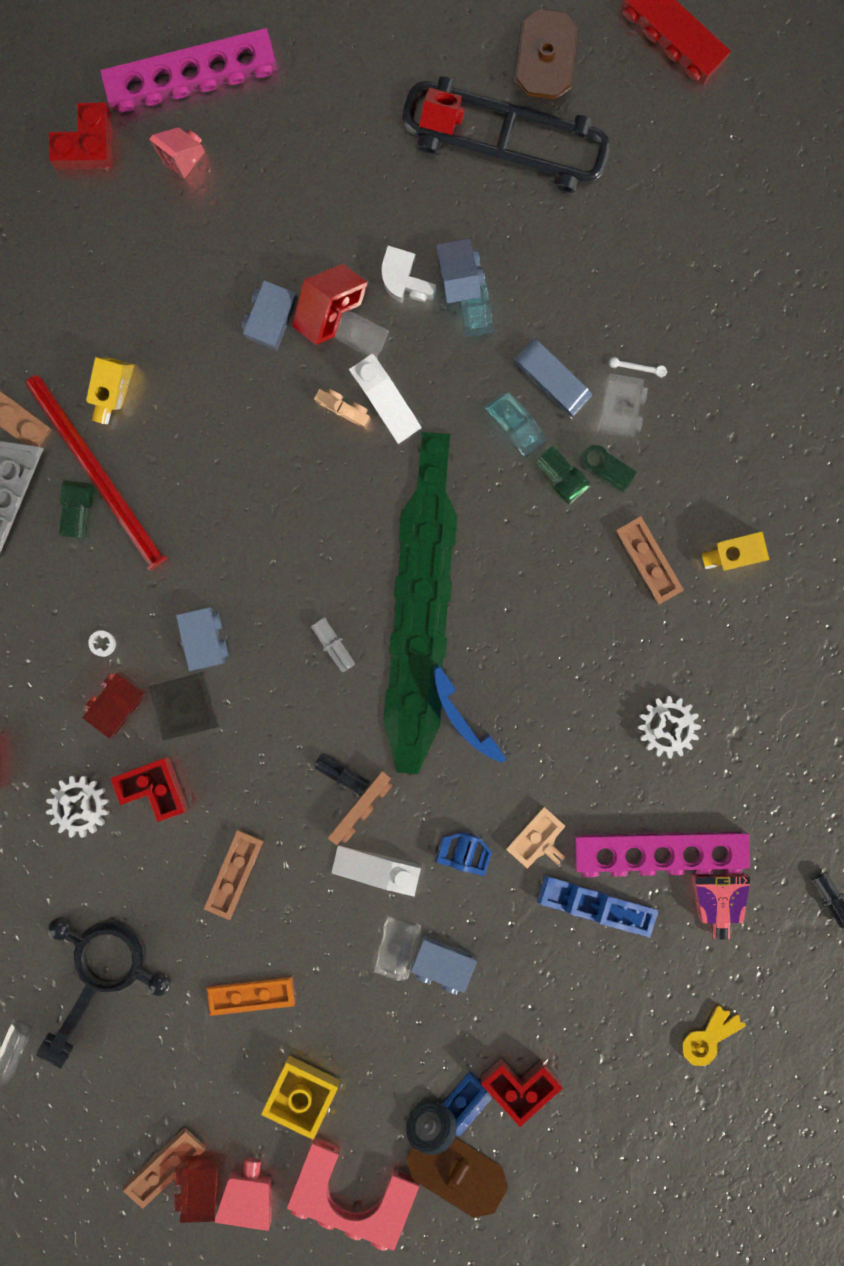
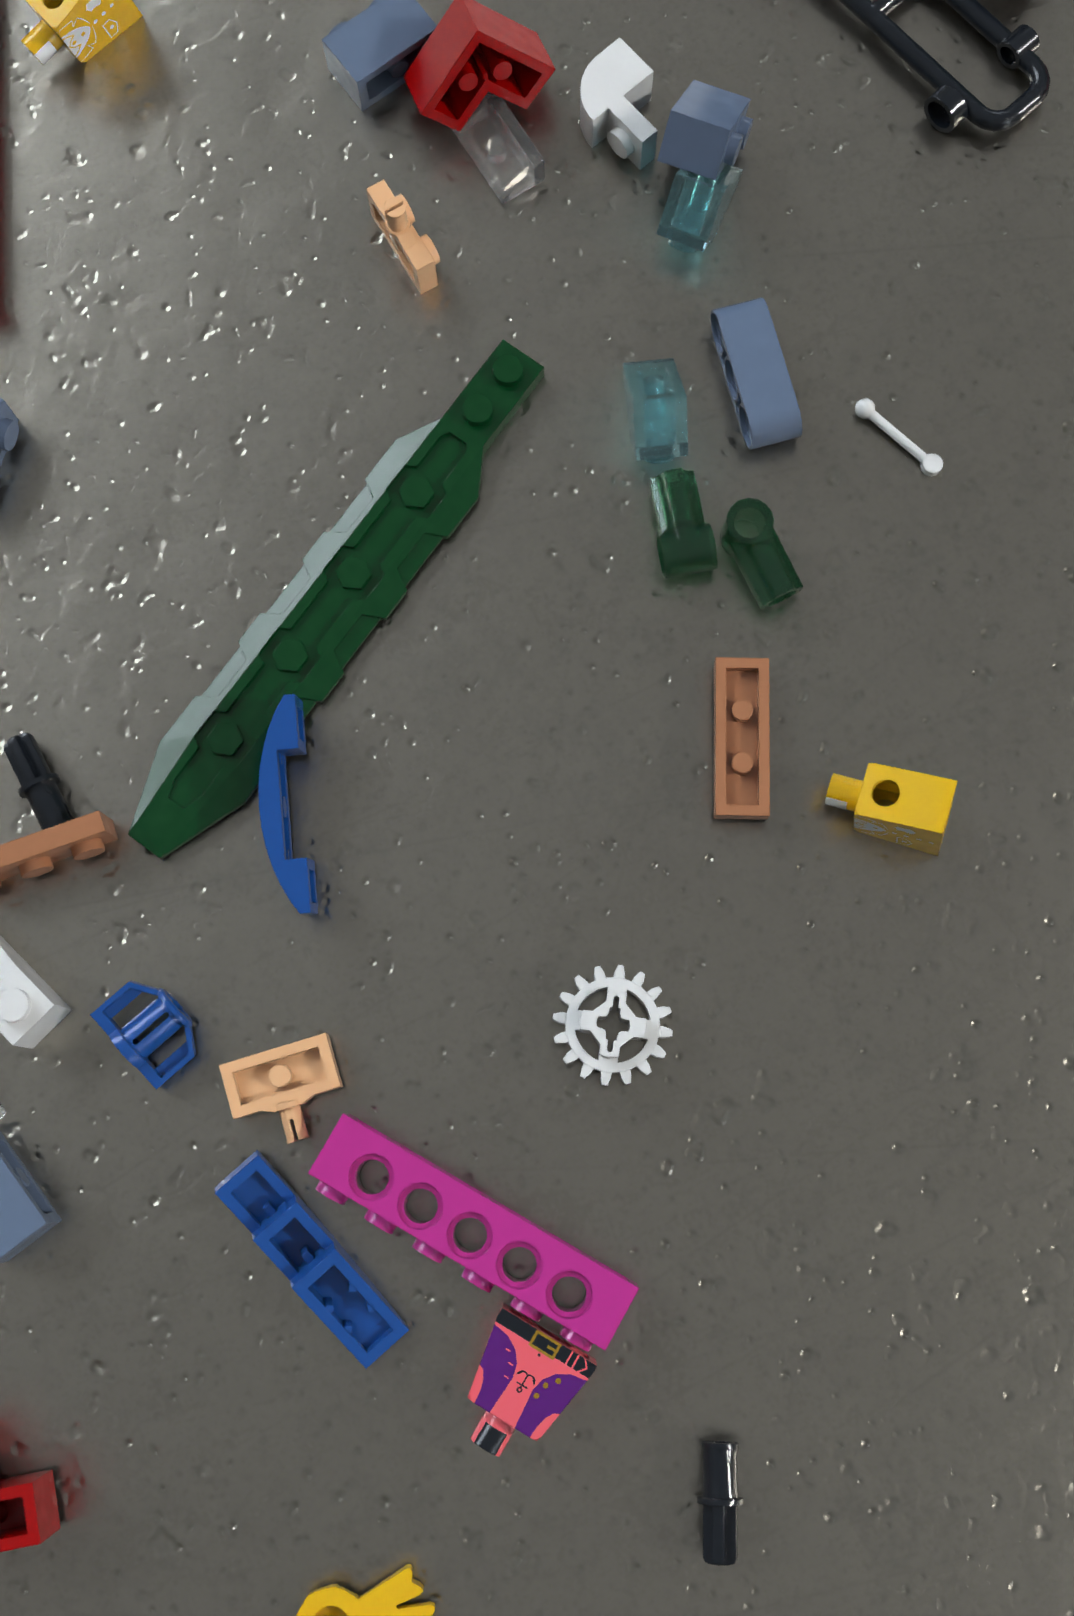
camera: 30 degrees right, 10 degrees down
(333, 645) = (159, 576): light grey axle -> none
(385, 398) = (476, 256): white slope -> none
(617, 390) = (849, 449): clear brick -> none

